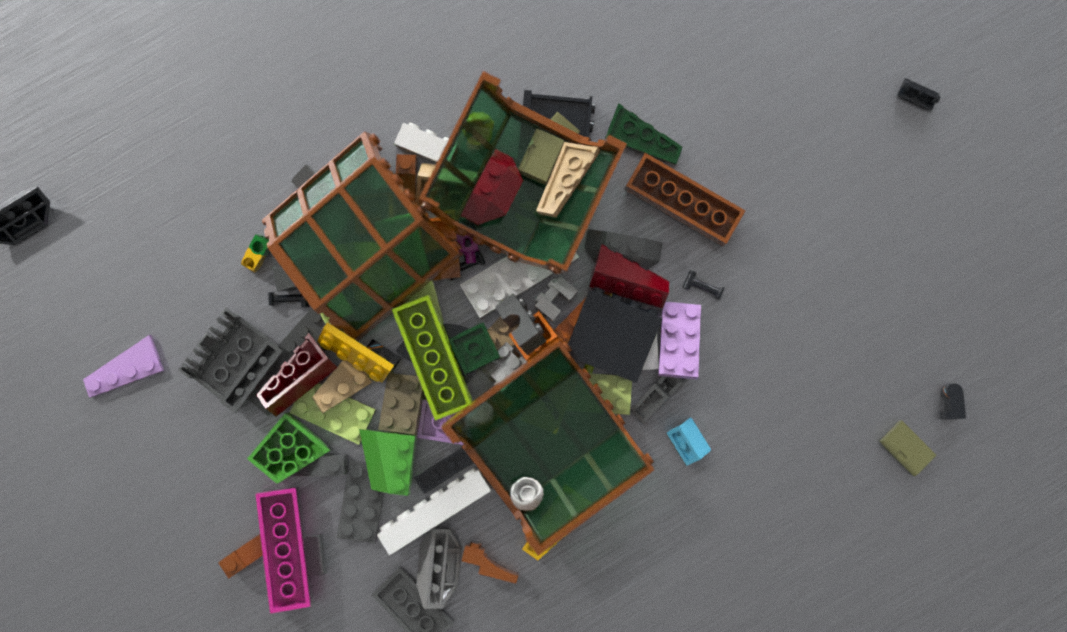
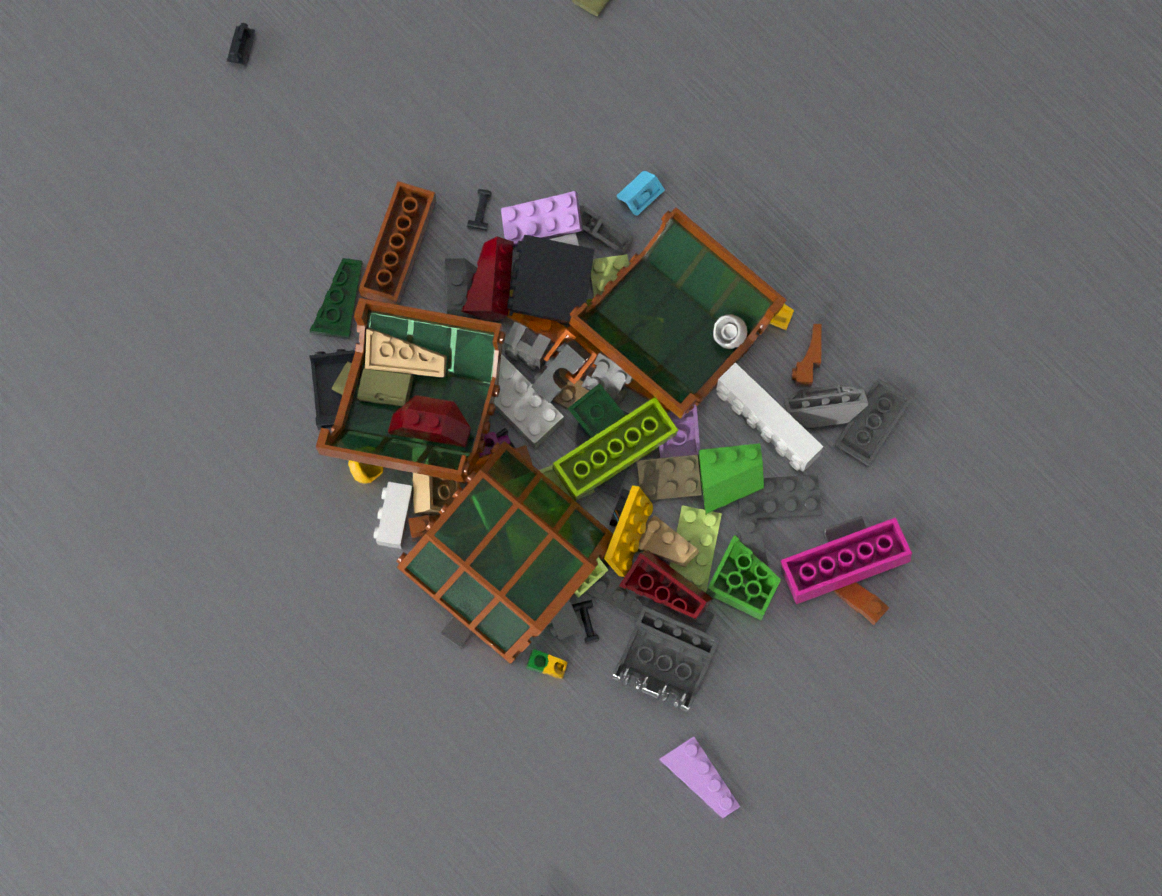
camera: 105 degrees left, 10 degrees down
(443, 470) = (726, 421): black plate -> none

